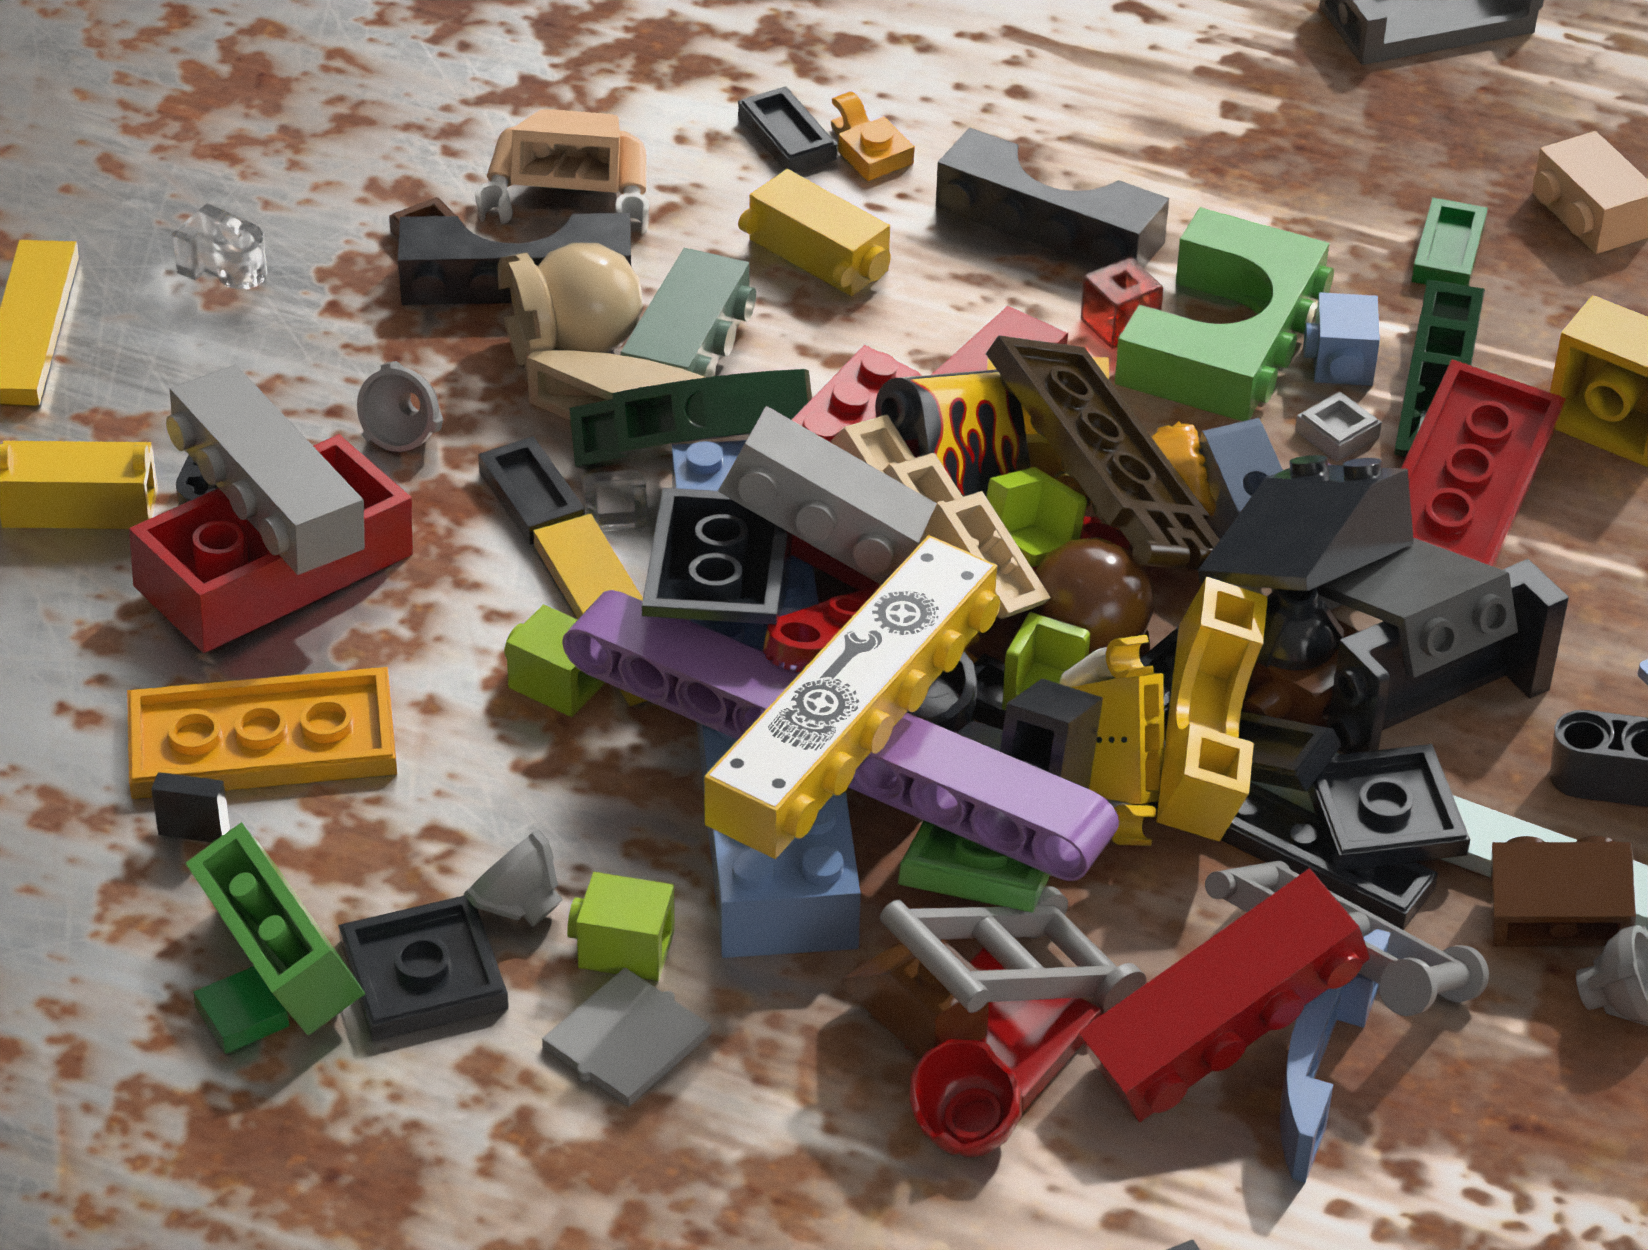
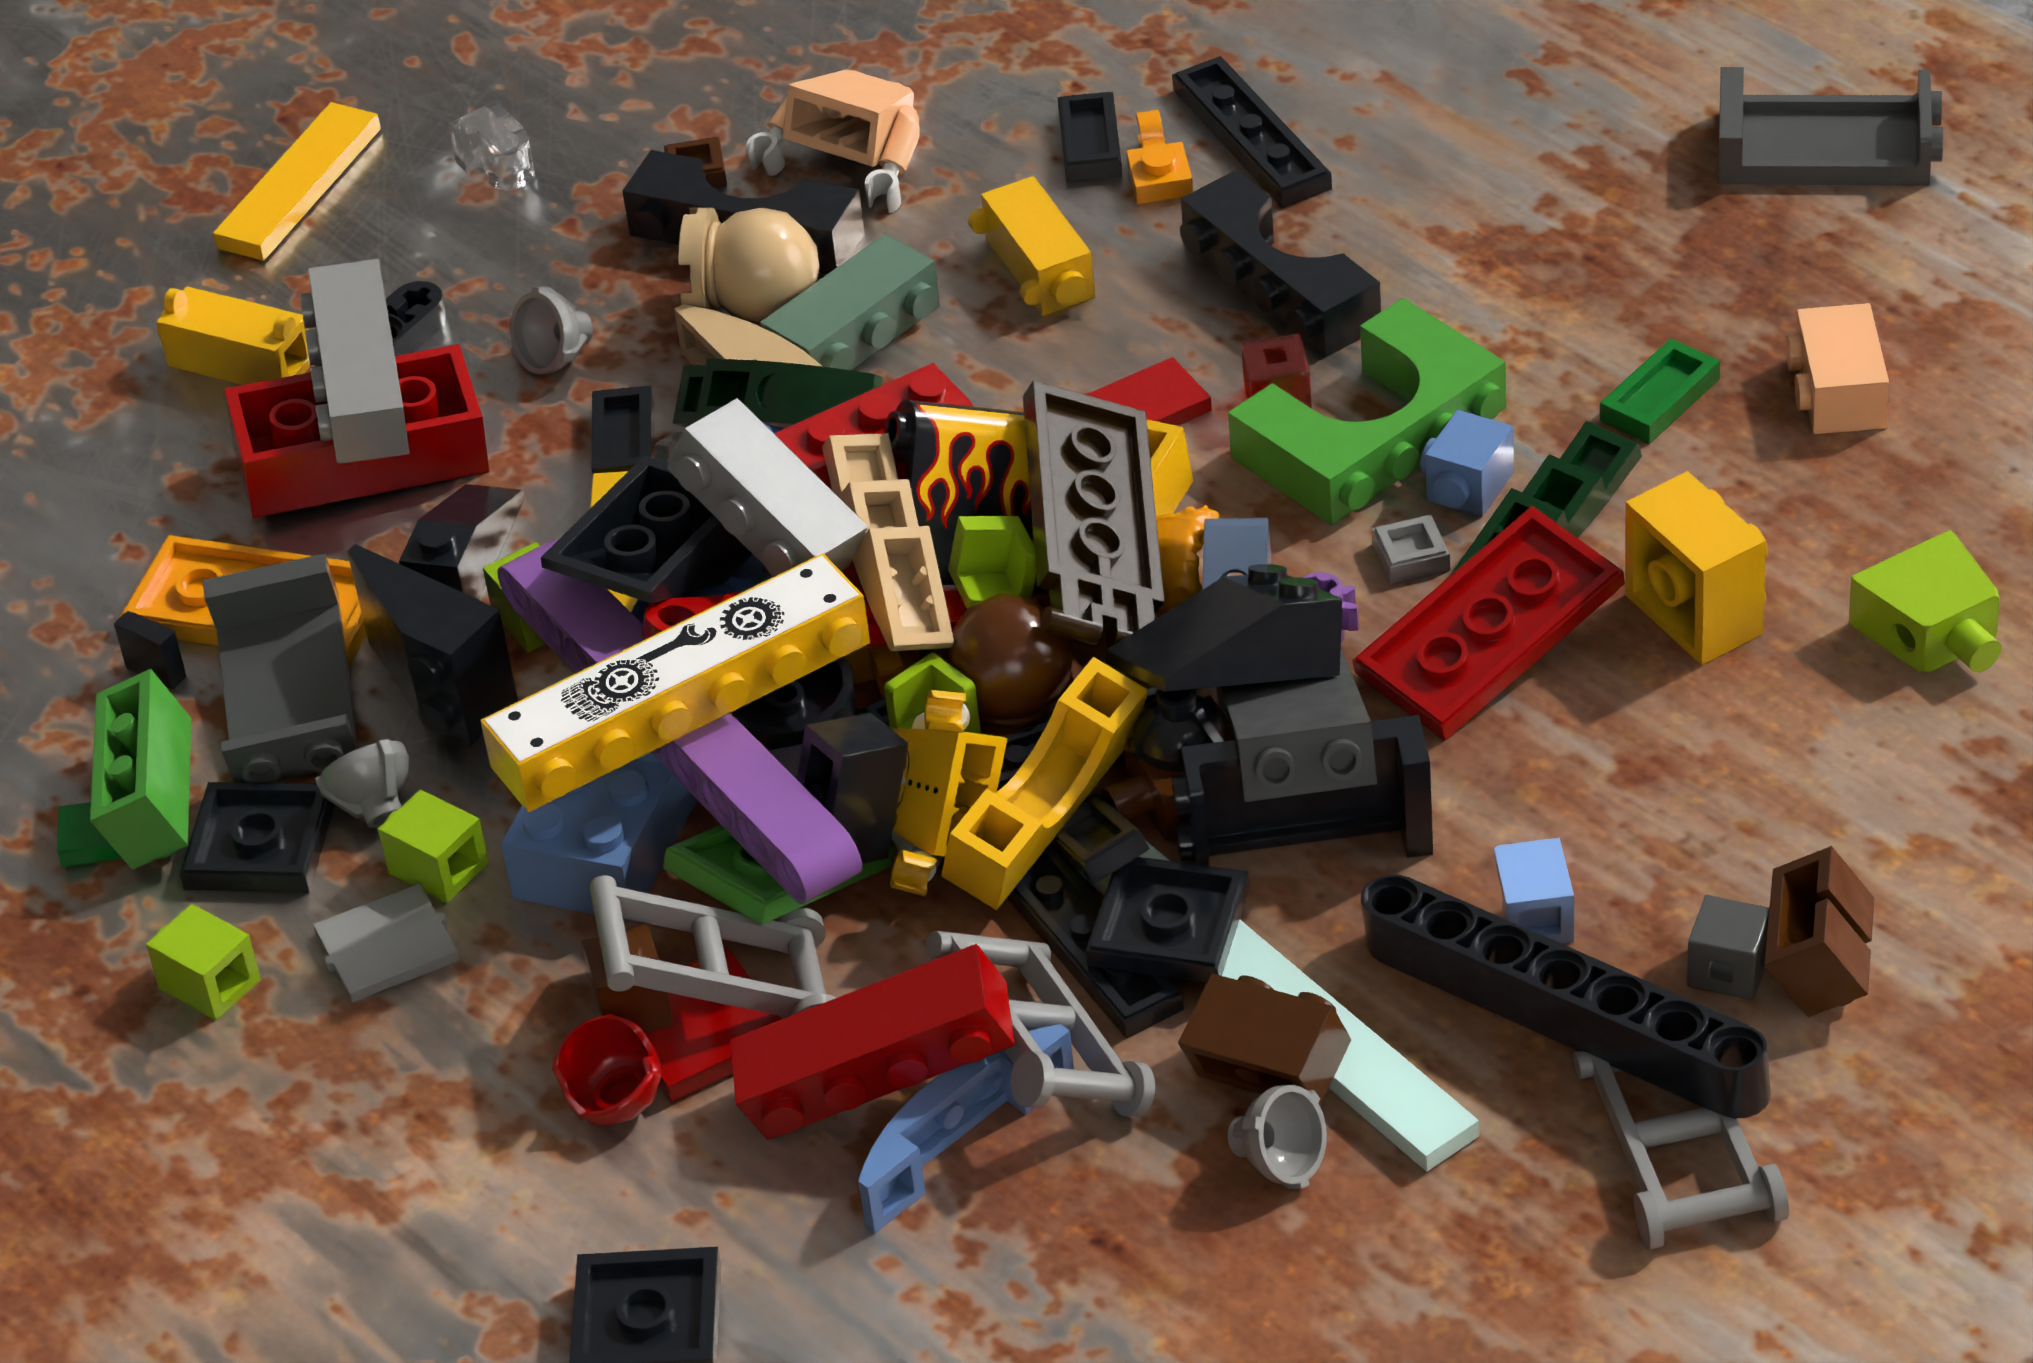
camera: 30 degrees right, 0 degrees up
(352, 797) = (282, 670): none -> dark grey panel
(448, 636) = (463, 536): none -> black slope
(461, 1106) = (203, 961): none -> lime brick
(499, 726) = (435, 645): none -> black slope
(927, 93) = (1252, 132): none -> black tile

